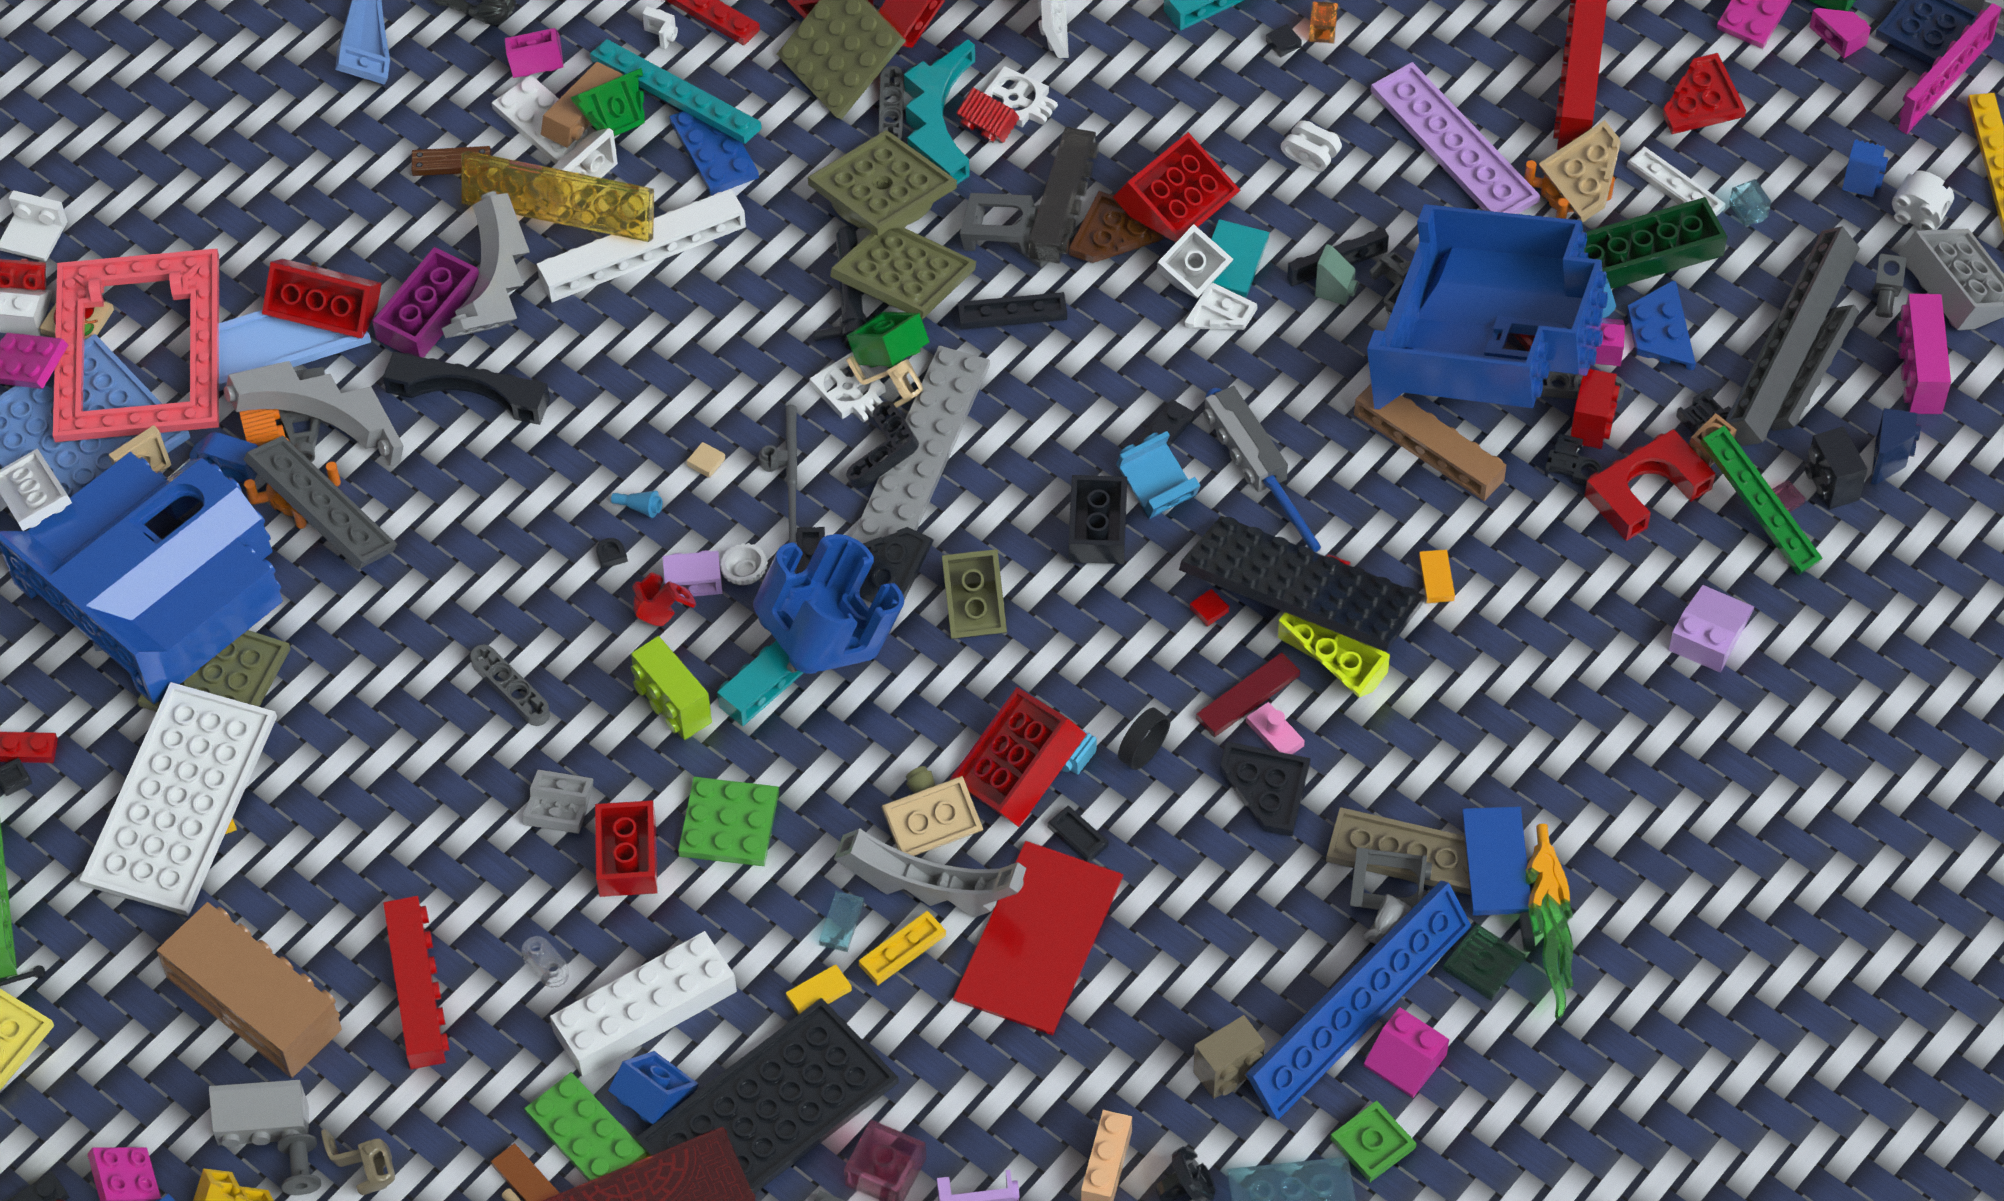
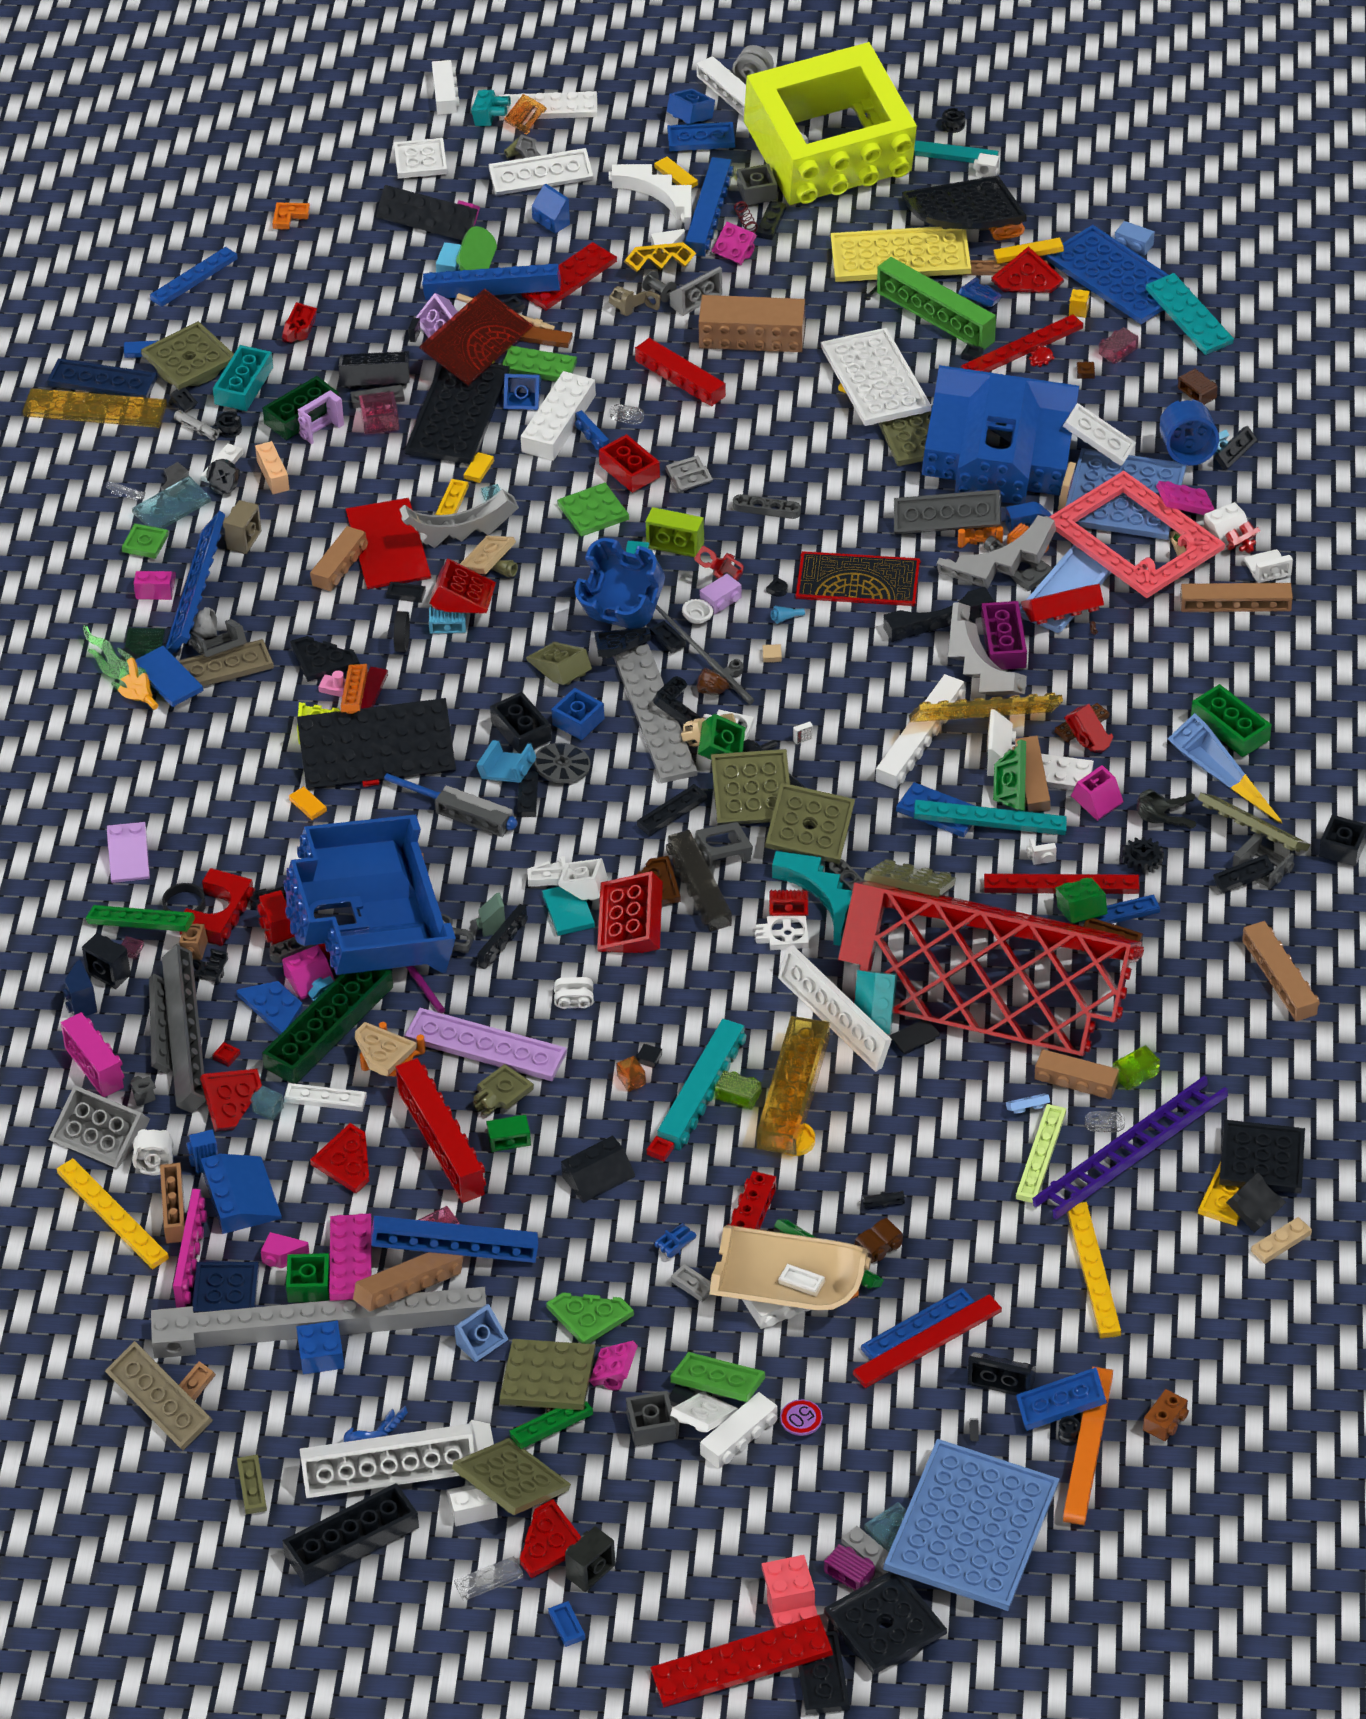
camera: 145 degrees right, 10 degrees down
(115, 207) = (1236, 597): none -> medium nougat brick
(301, 52) = (1232, 720): none -> green brick
(463, 128) = (1088, 729): none -> red piece
(503, 510) = (858, 578): none -> black piece
(624, 944) = (590, 430): none -> blue plate
(775, 320) = (803, 732): none -> white tile
(819, 445) = (711, 683): none -> reddish brown hair
(1018, 491) = (578, 714): none -> blue brick
(1076, 436) = (562, 763): none -> dark grey piece
(1131, 930) = (338, 558): none -> medium nougat brick
(1276, 665) = (354, 688): none -> orange plate
(1478, 78) = (501, 1090): none -> olive plate
(1506, 28) = (508, 1133): none -> green brick
(1686, 497) = (184, 887): none -> black tyre
(1756, 297) = (226, 1054): none -> red tile
(1795, 229) = (229, 1095): none -> red plate
(1841, 112) = (239, 1191): none -> blue slope
(1934, 131) = (172, 1202): none -> medium nougat brick

